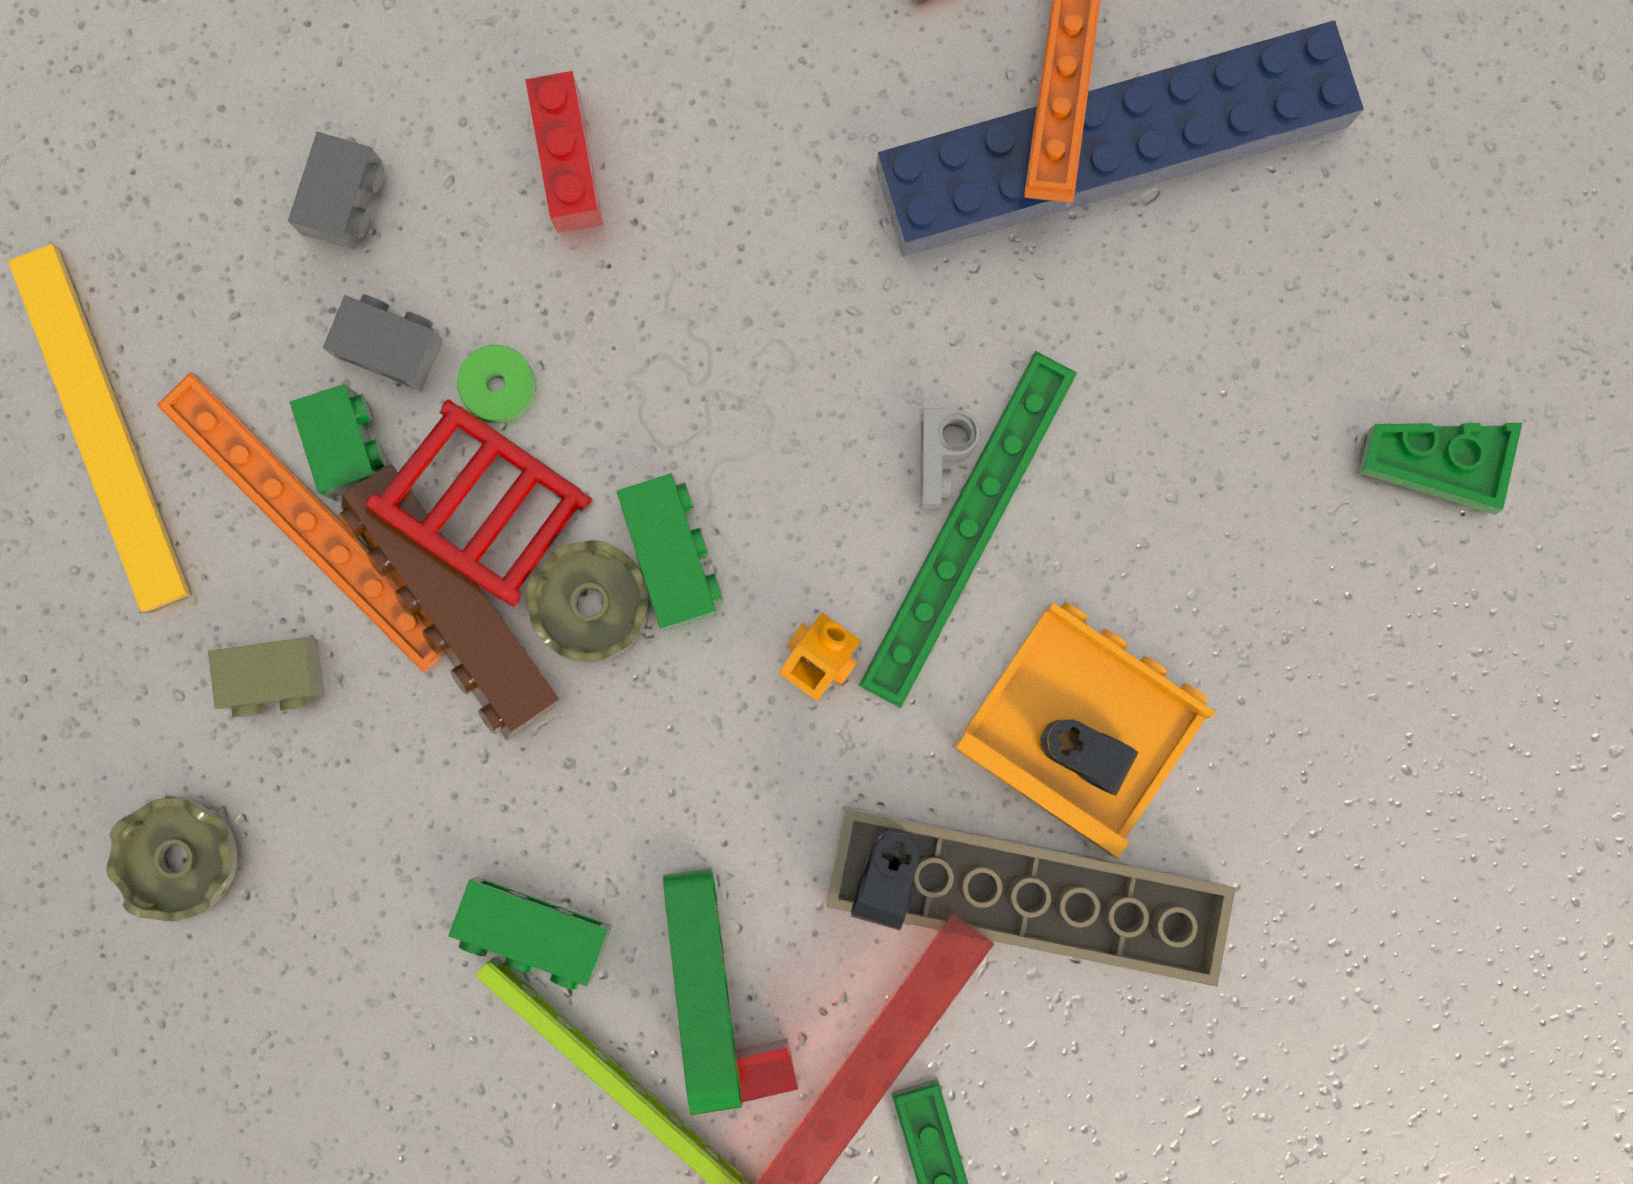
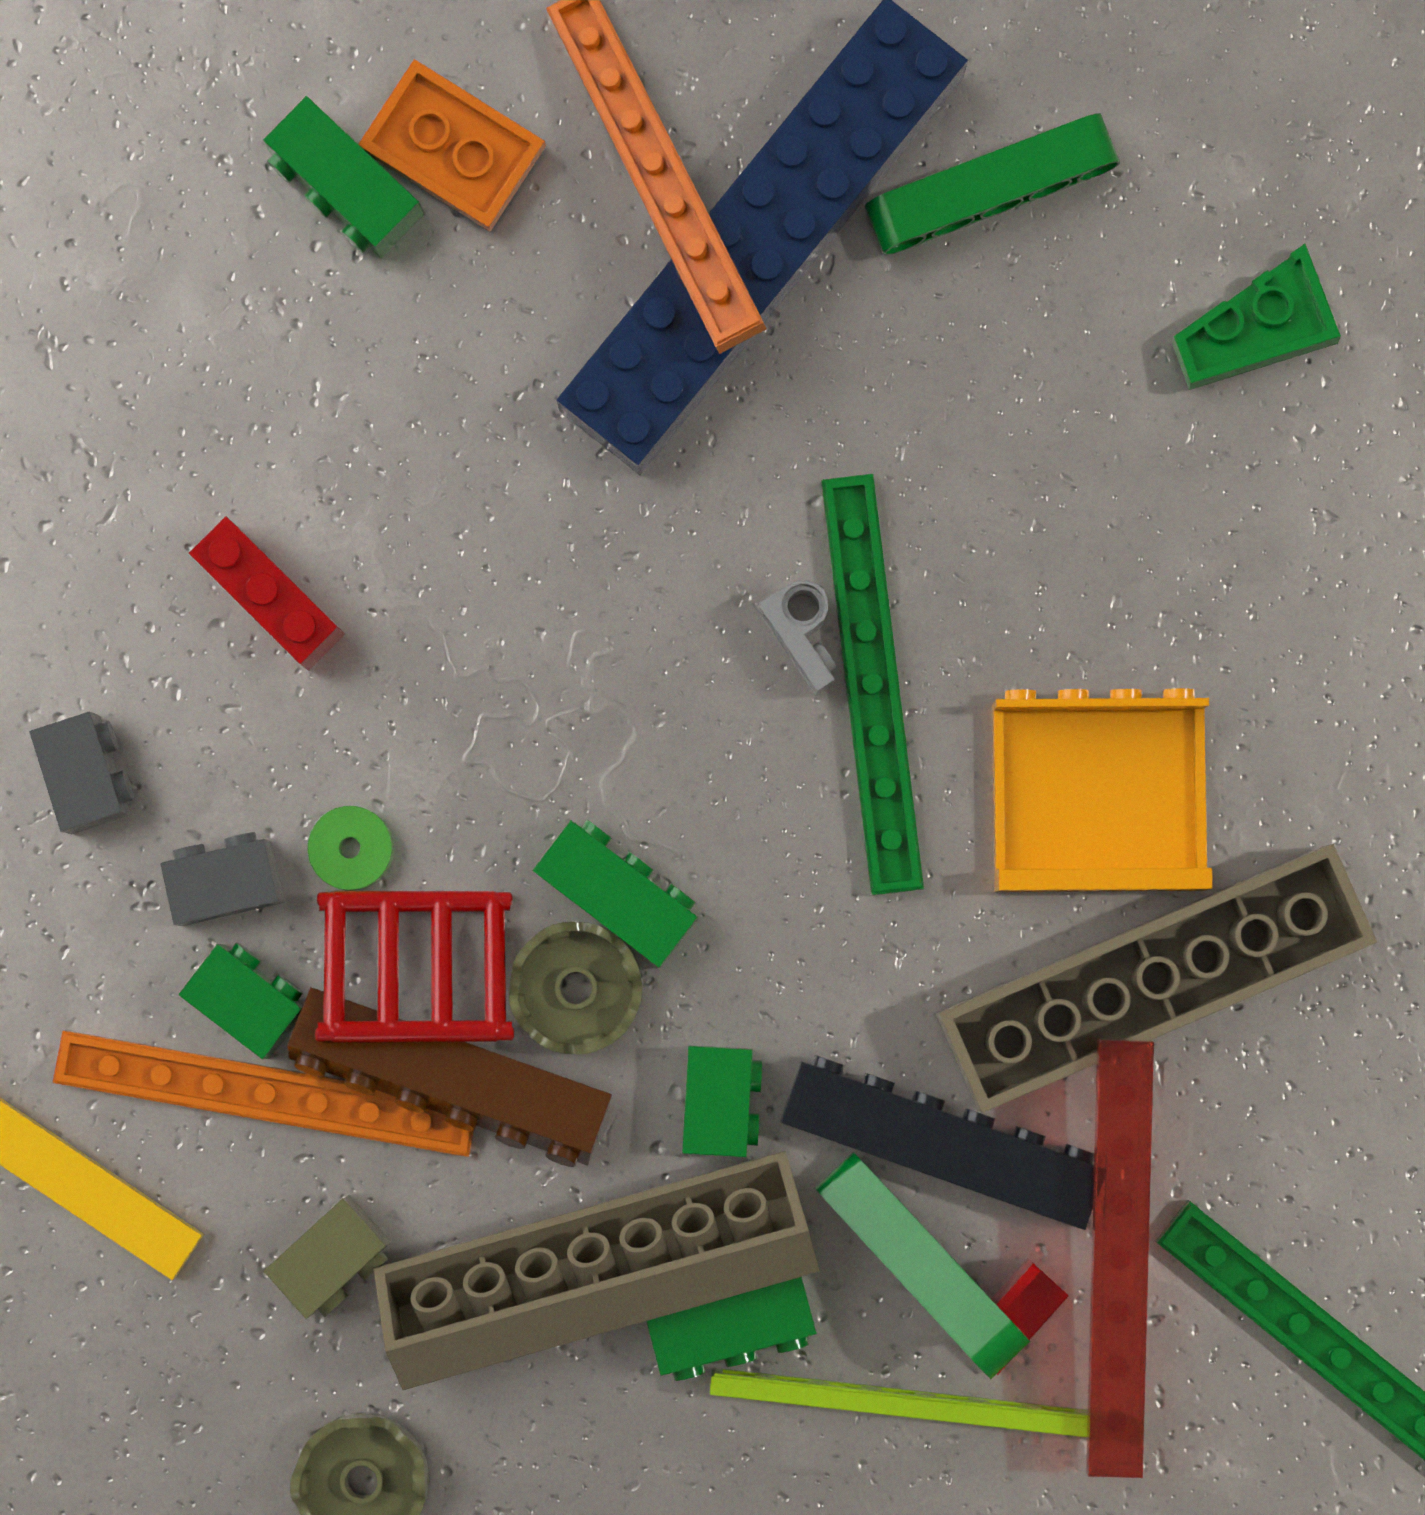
camera: 25 degrees left, 0 degrees up
(452, 822) = (593, 1270): none -> dark tan brick
(637, 760) = (719, 1101): none -> green brick
(781, 908) = (940, 1143): none -> black brick
(819, 656) = (819, 892): light orange brick -> none
(886, 888) = (1021, 1060): black piece -> none
(1095, 755) = (1128, 812): black piece -> none
(1316, 218) = (992, 184): none -> green beam

